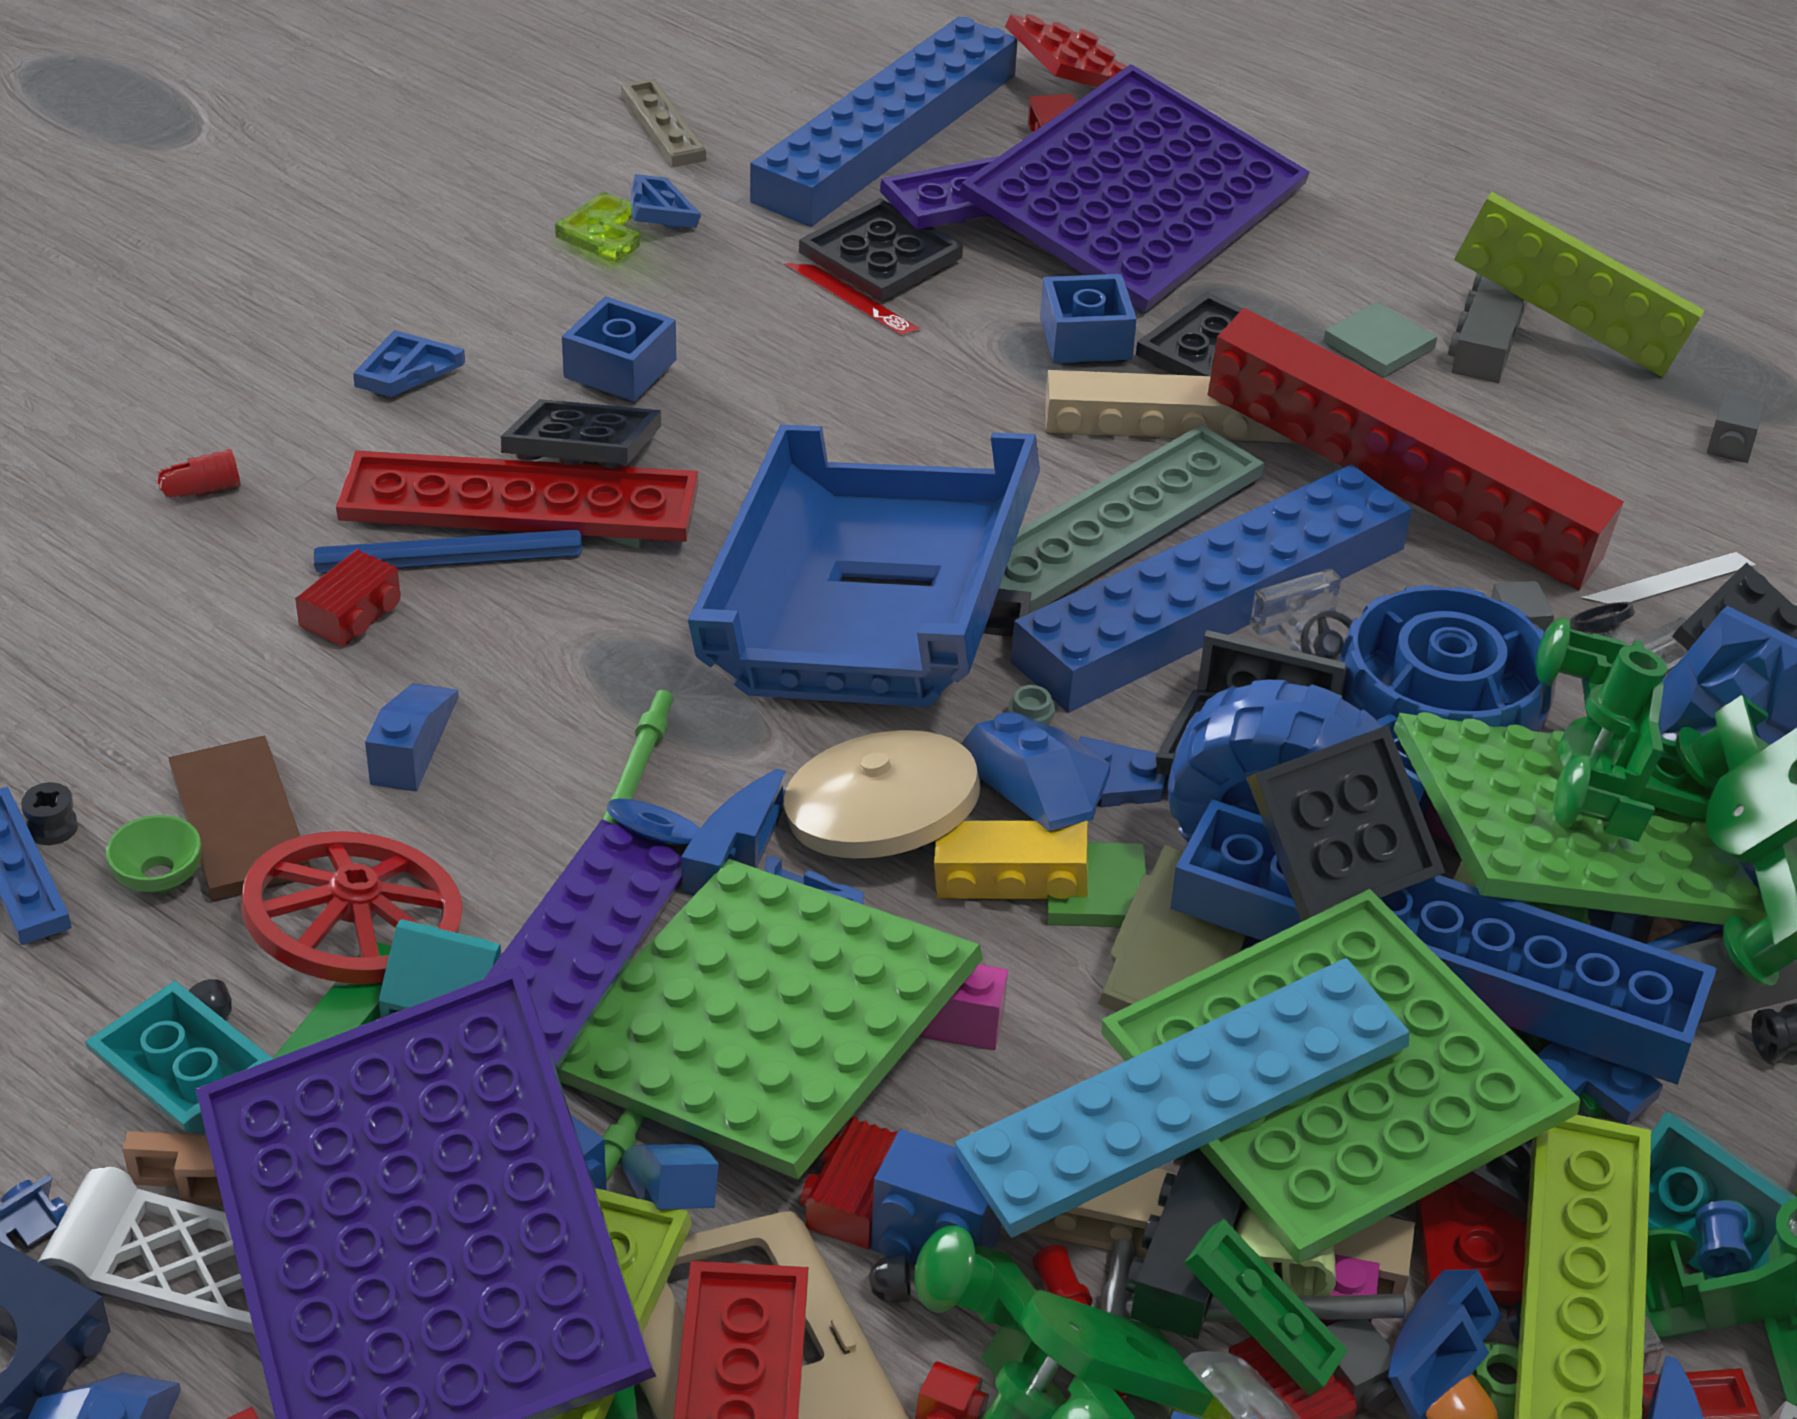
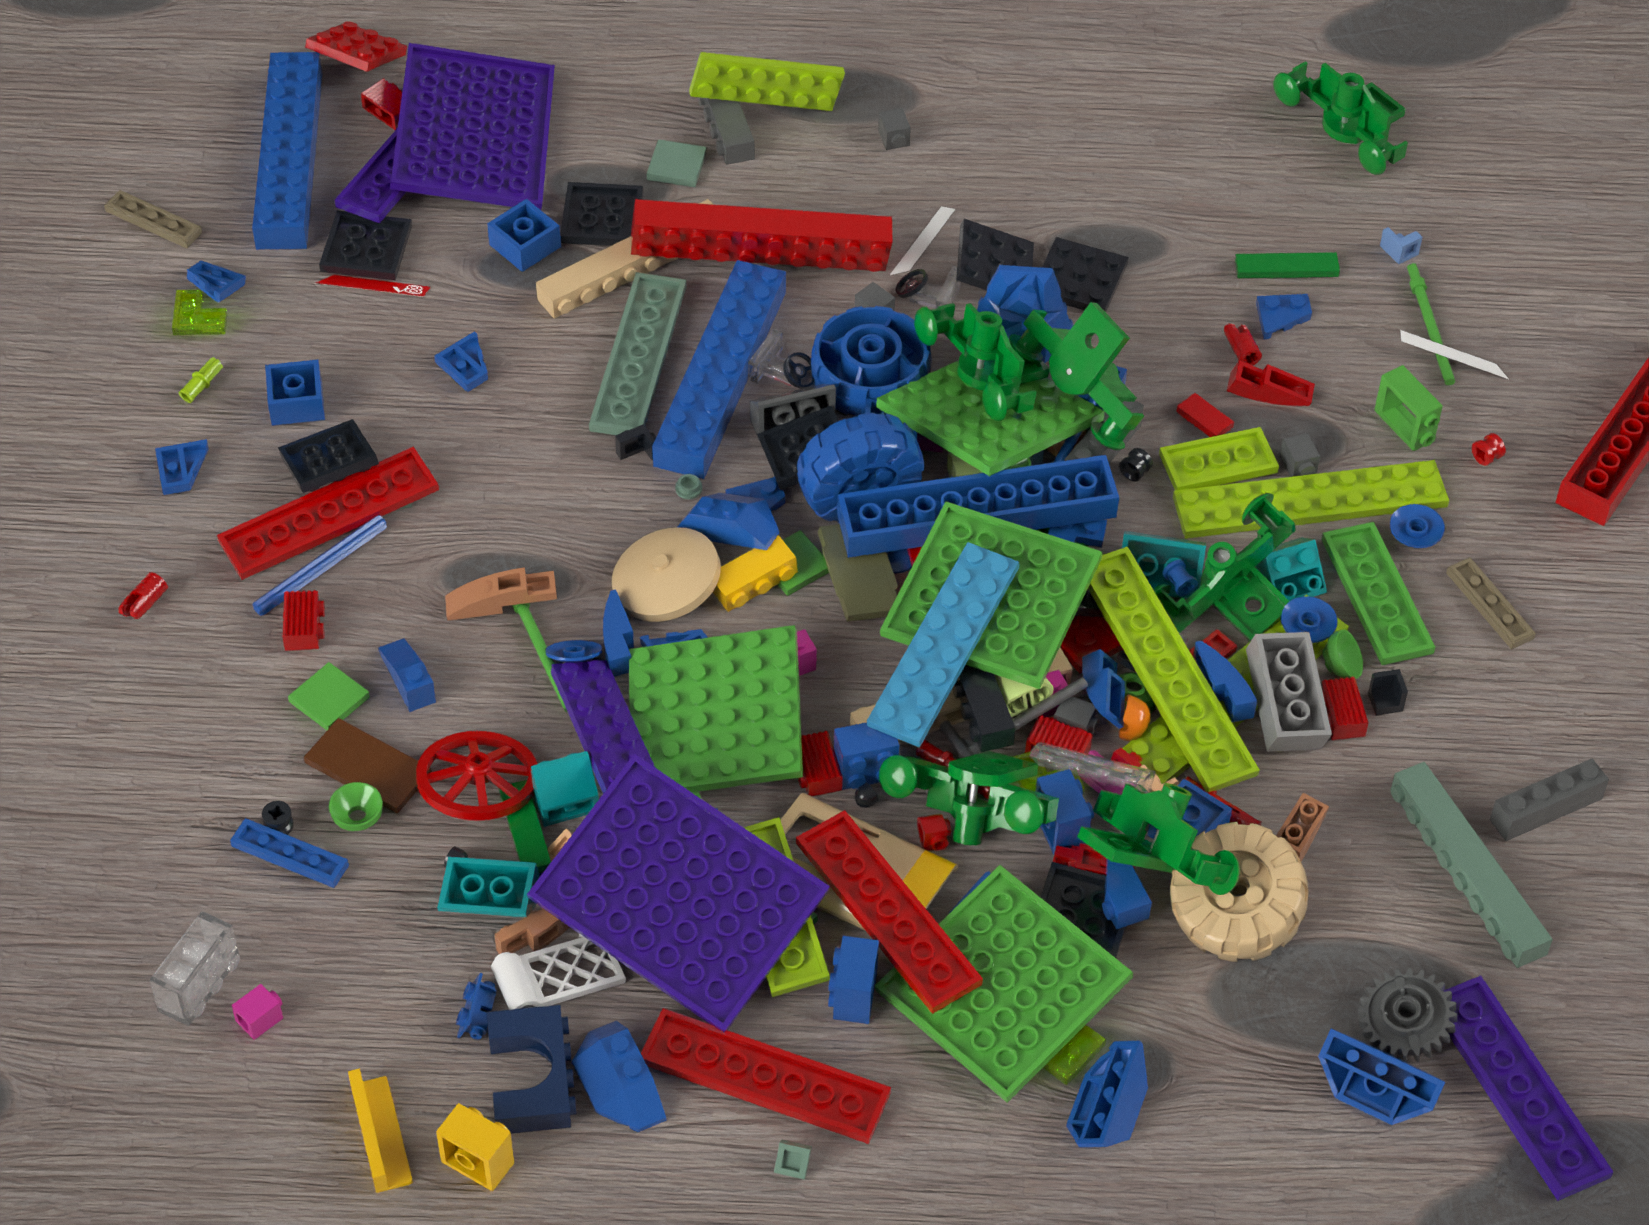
camera: 35 degrees left, 10 degrees up
(287, 705) = (328, 696): none -> bright green tile
(532, 291) = (200, 380): none -> lime axle
(629, 688) = (506, 588): none -> nougat slope
(672, 1175) = (754, 805): blue slope -> none
(776, 592) = (579, 495): blue panel -> none
(874, 420) = (464, 362): none -> blue wing
(1266, 1307) = (1038, 714): green plate -> none
(1345, 823) = (917, 475): black plate -> none

